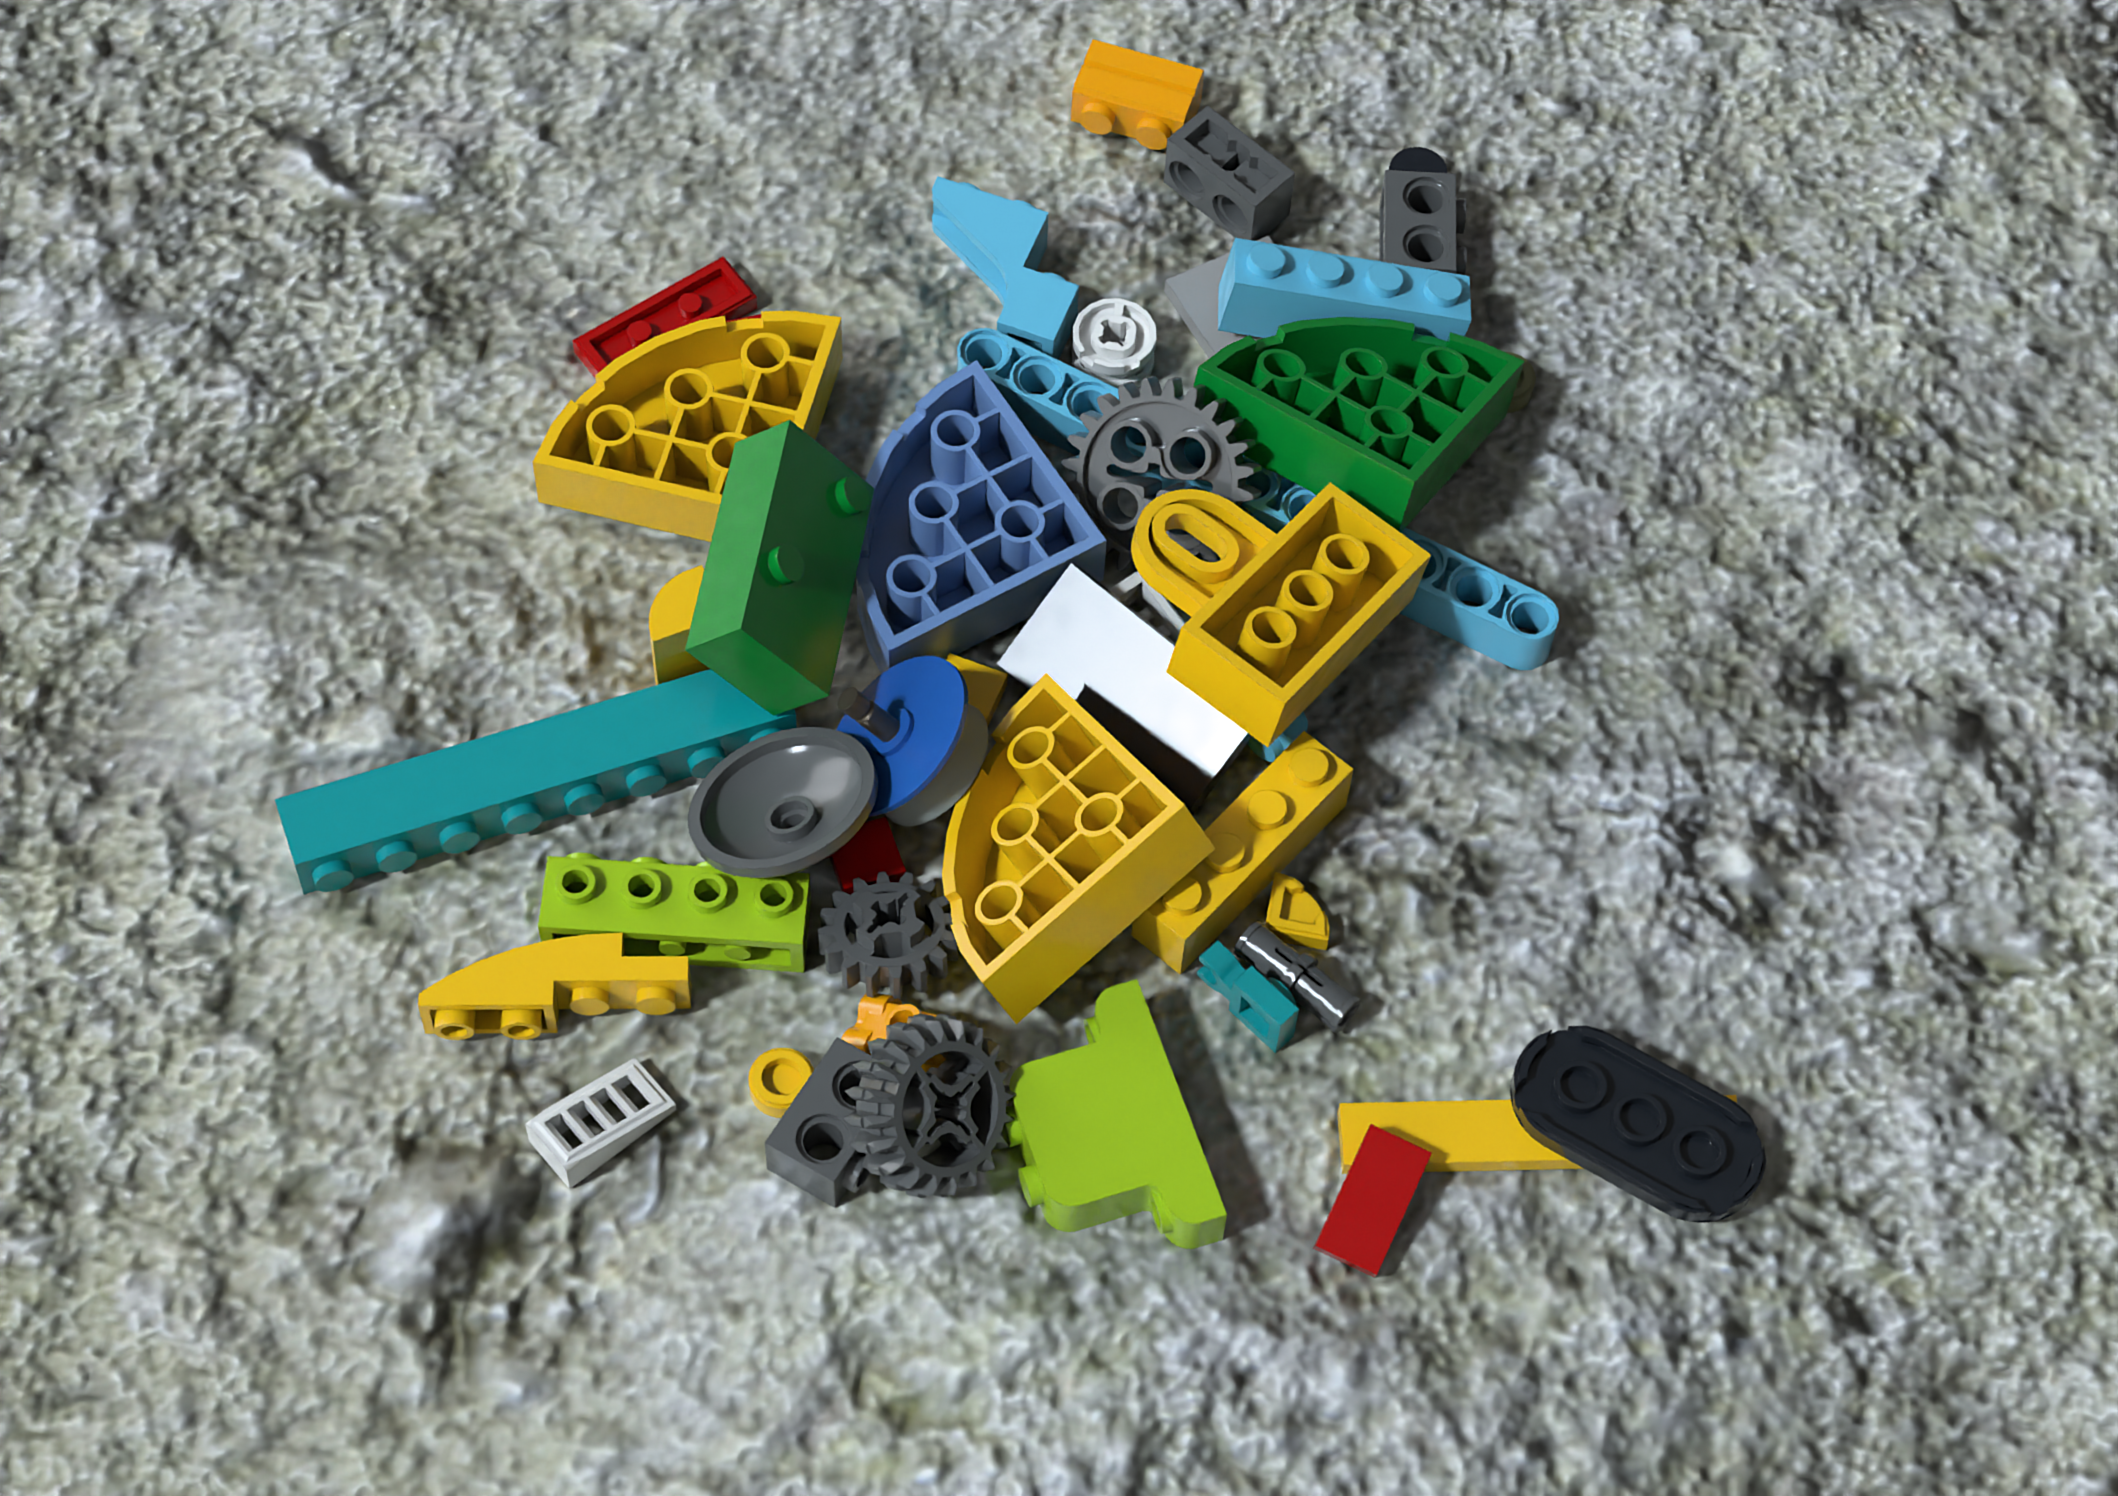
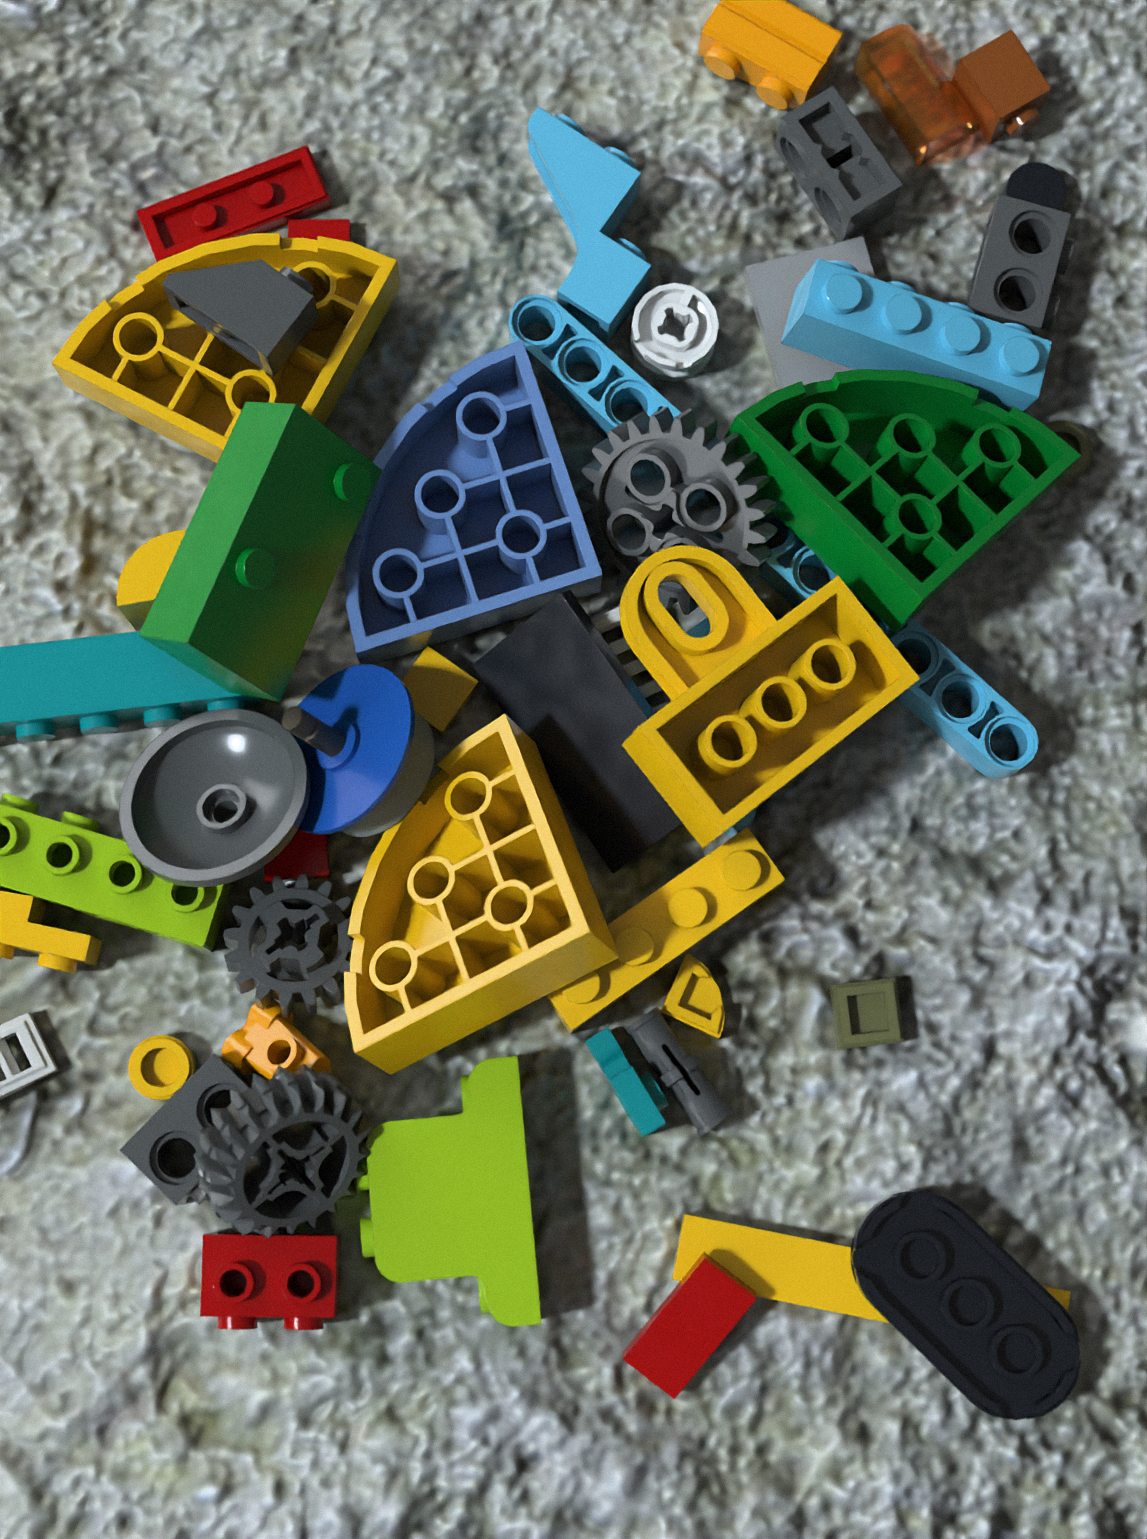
camera: 10 degrees right, 20 degrees up
(711, 374) = (247, 308): none -> dark grey slope
(943, 1241) = (271, 1278): none -> red brick
(1281, 114) = (914, 93): none -> clear orange brick
(1360, 92) = (1002, 87): none -> dark orange brick
(1464, 894) = (866, 1013): none -> olive tile

